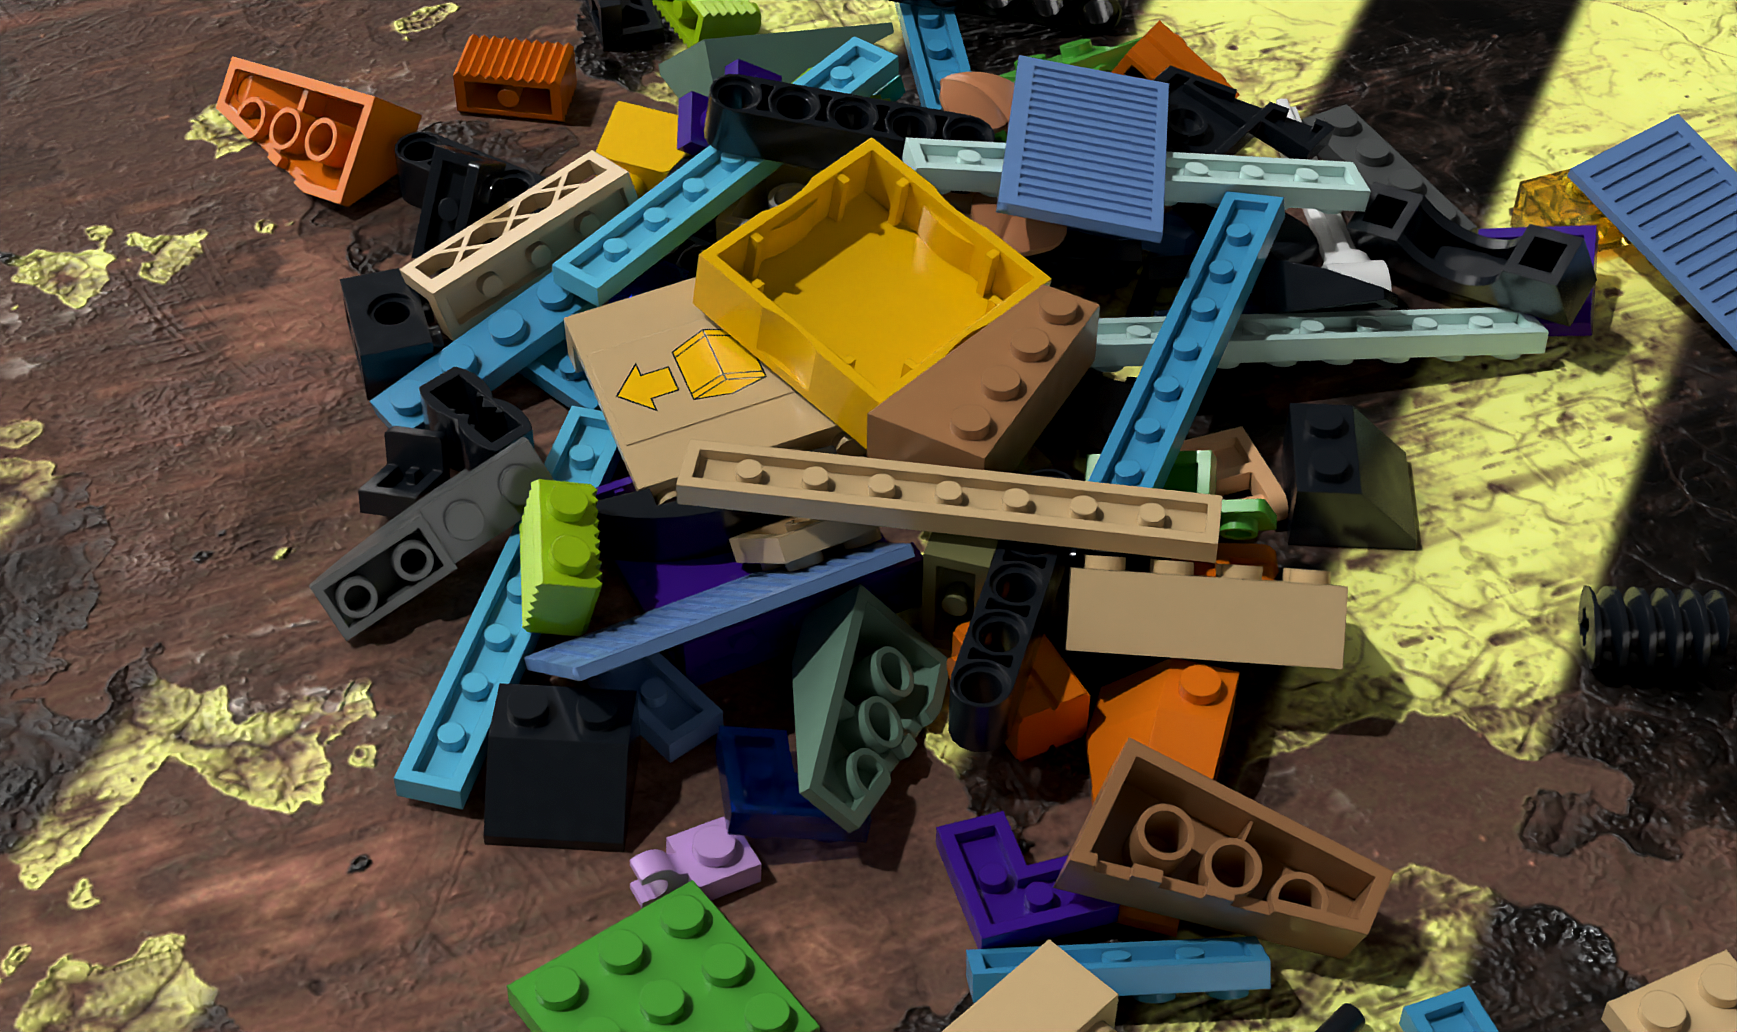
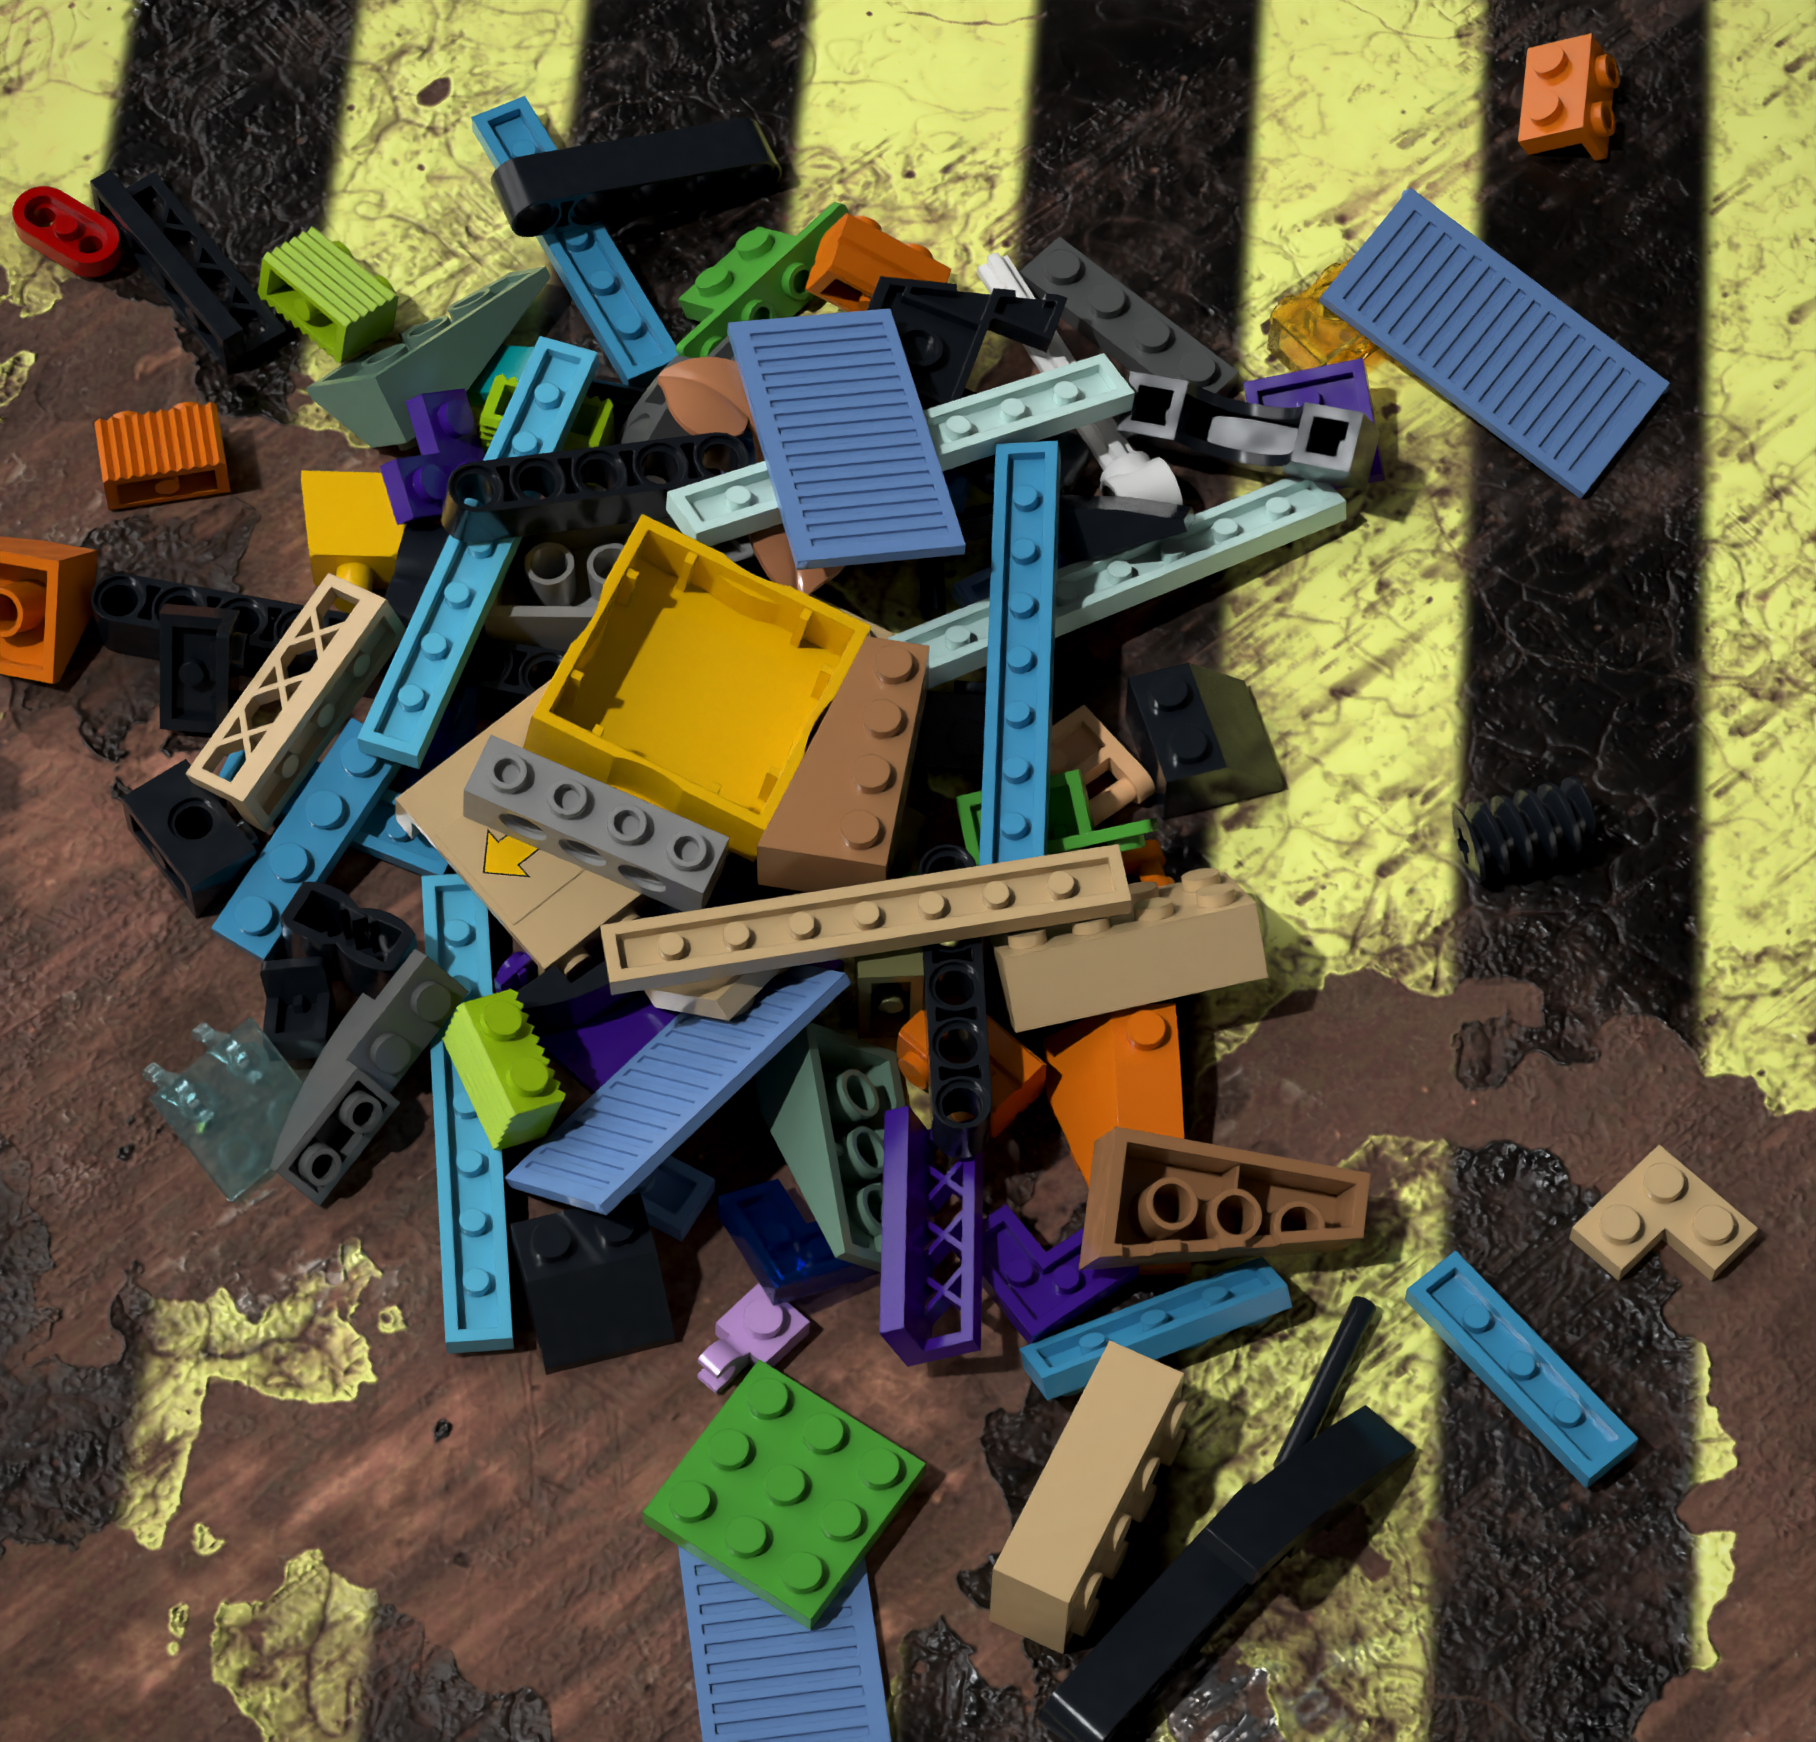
camera: 20 degrees left, 15 degrees up
(301, 530) = (229, 1103): none -> clear light blue plate
(725, 368) = (594, 826): none -> light grey brick
(892, 817) = (910, 1248): none -> dark purple fence

